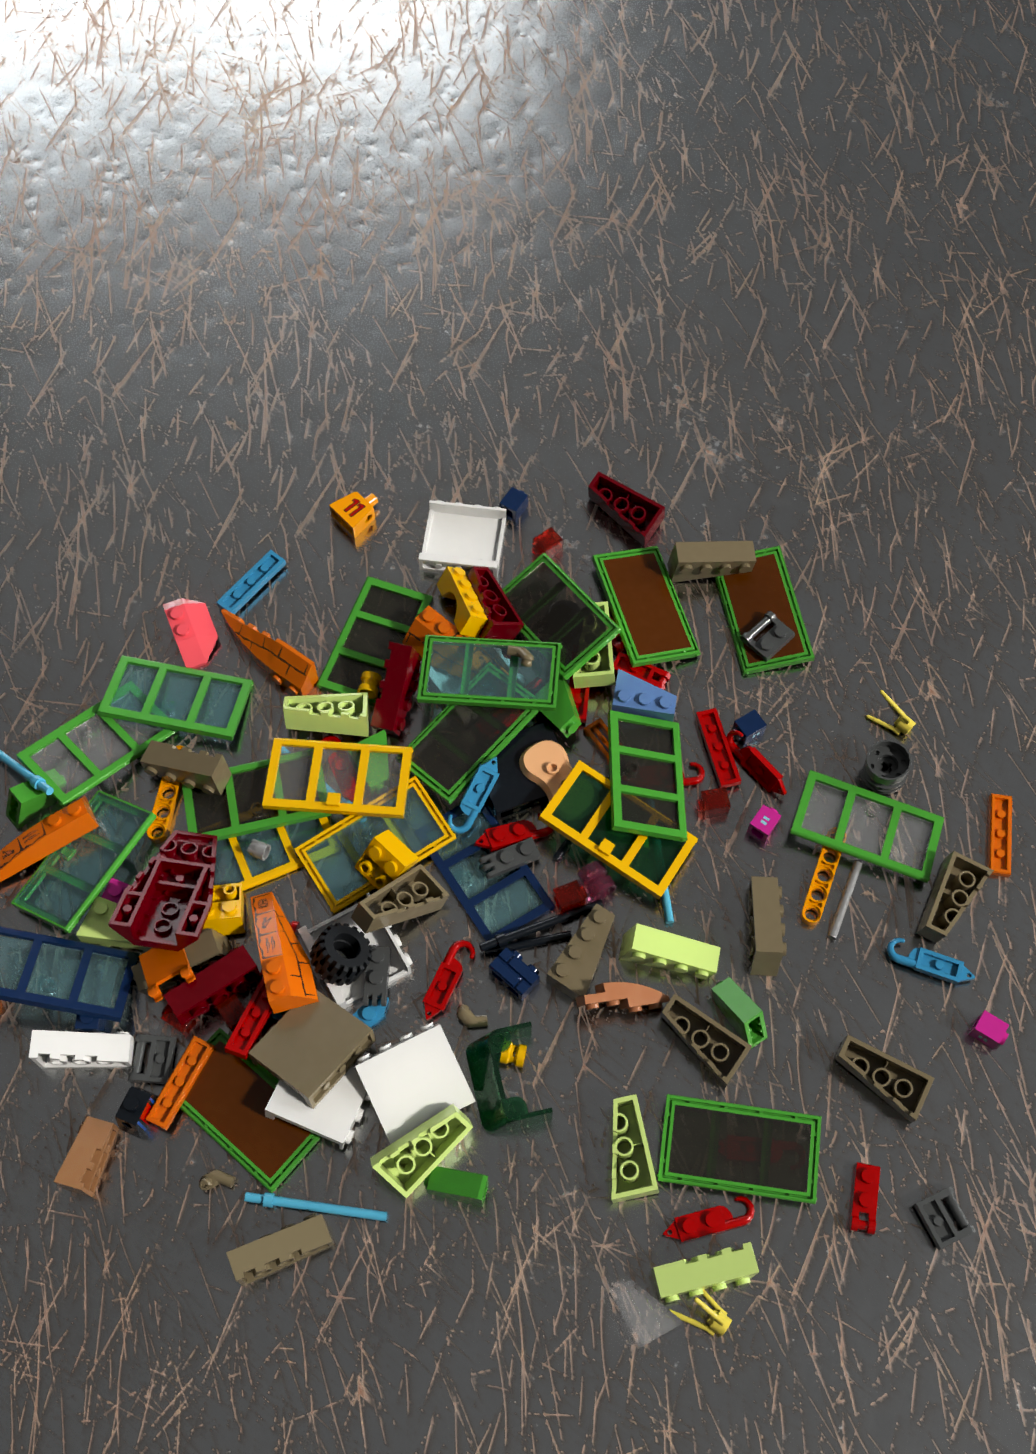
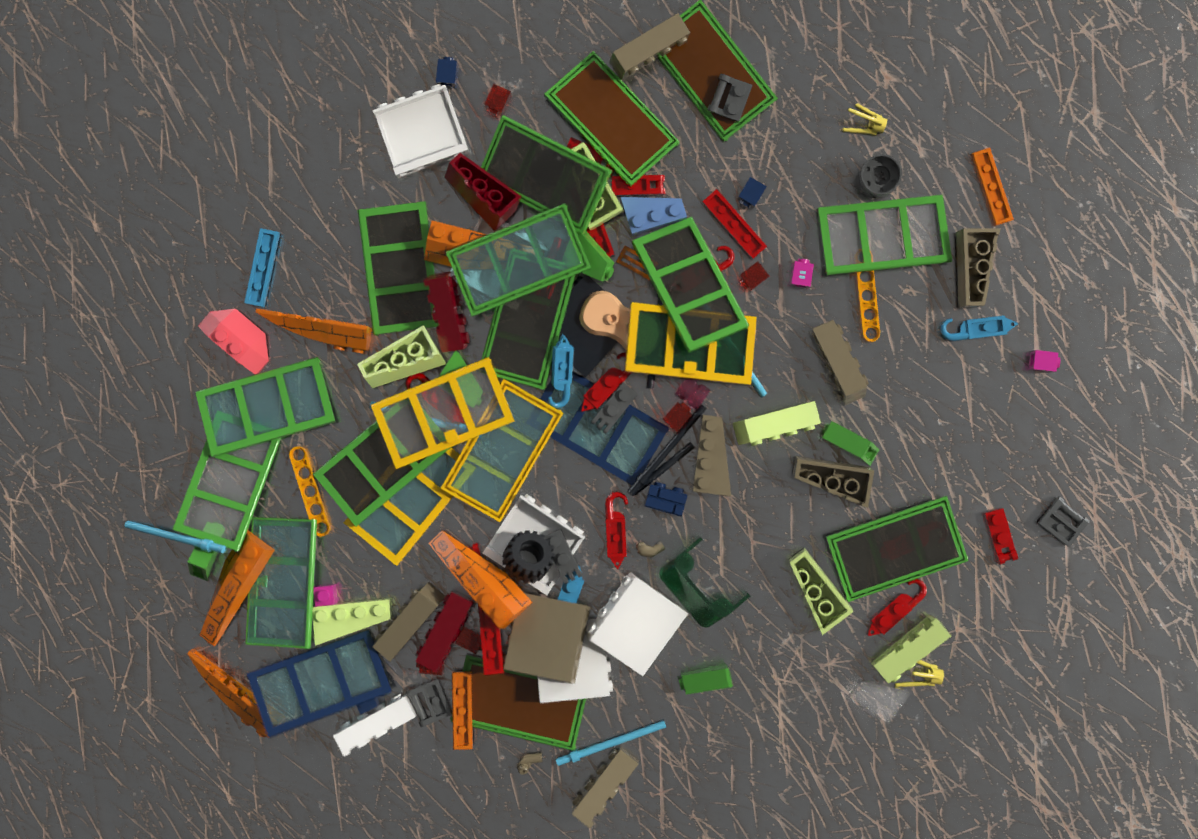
camera: 30 degrees left, 25 degrees up
(87, 1157) = (427, 796): medium nougat wedge -> none
(134, 1111) = (442, 744): black torso -> none
(162, 965) = (399, 635): orange flag -> none
(171, 895) = (372, 580): dark red wedge -> none
(187, 767) = (314, 467): dark tan wedge -> none
(227, 910) = (412, 565): yellow slope -> none
(259, 849) = (413, 503): light grey hose -> none
(354, 512) = (311, 152): light orange torso -> none
(370, 682) = (420, 315): yellow wheel -> none
(385, 860) = (521, 464): yellow slope -> none
(401, 900) = (552, 487): dark tan wedge -> none
(421, 1150) = (668, 670): yellowish green wedge -> none
(469, 614) = (472, 212): yellow arch -> none
(507, 1056) = (701, 560): yellow wheel -> none
(521, 652) = (540, 233): dark tan arm -> none
(625, 994) = (759, 477): nougat slope -> none
(627, 507) = (553, 28): dark red wedge -> none
(757, 765) = (773, 224): red plate -> none
(843, 904) = (892, 306): light grey bar -> none
(888, 1077) = (985, 439): dark tan wedge -> none

